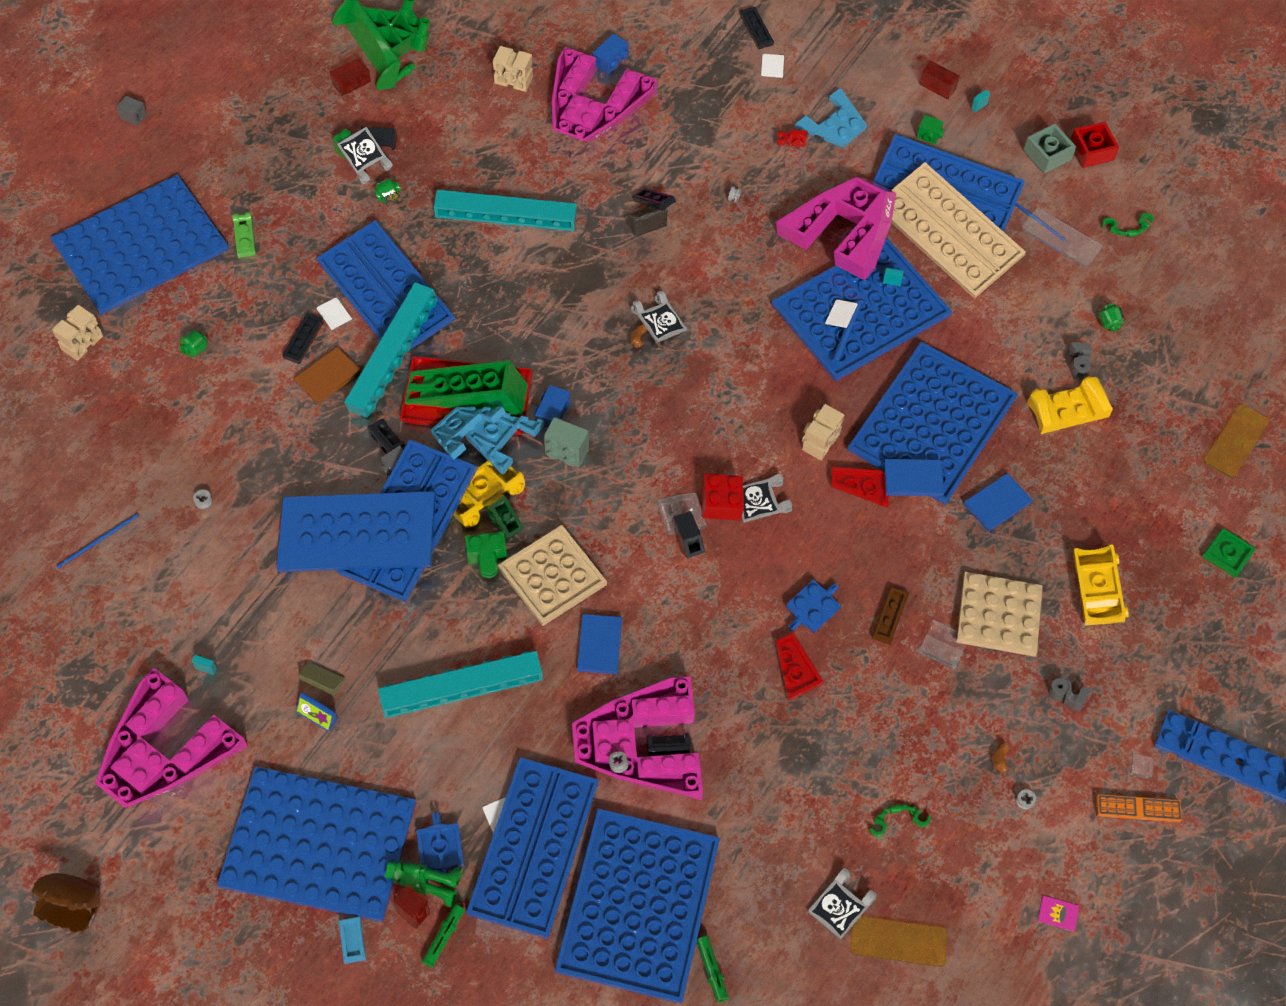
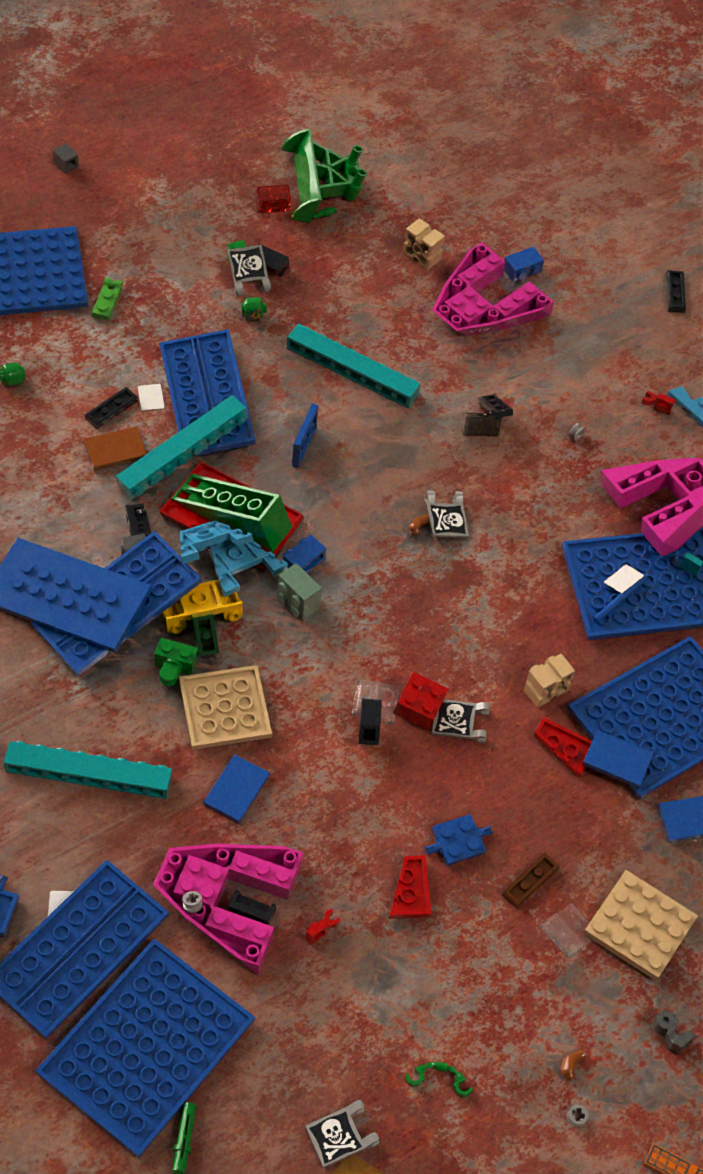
camera: 20 degrees right, 5 degrees down
(498, 294) = (305, 435): none -> blue tile
(733, 738) = (319, 929): none -> red plate
(772, 65) = (674, 330): white sticker -> none

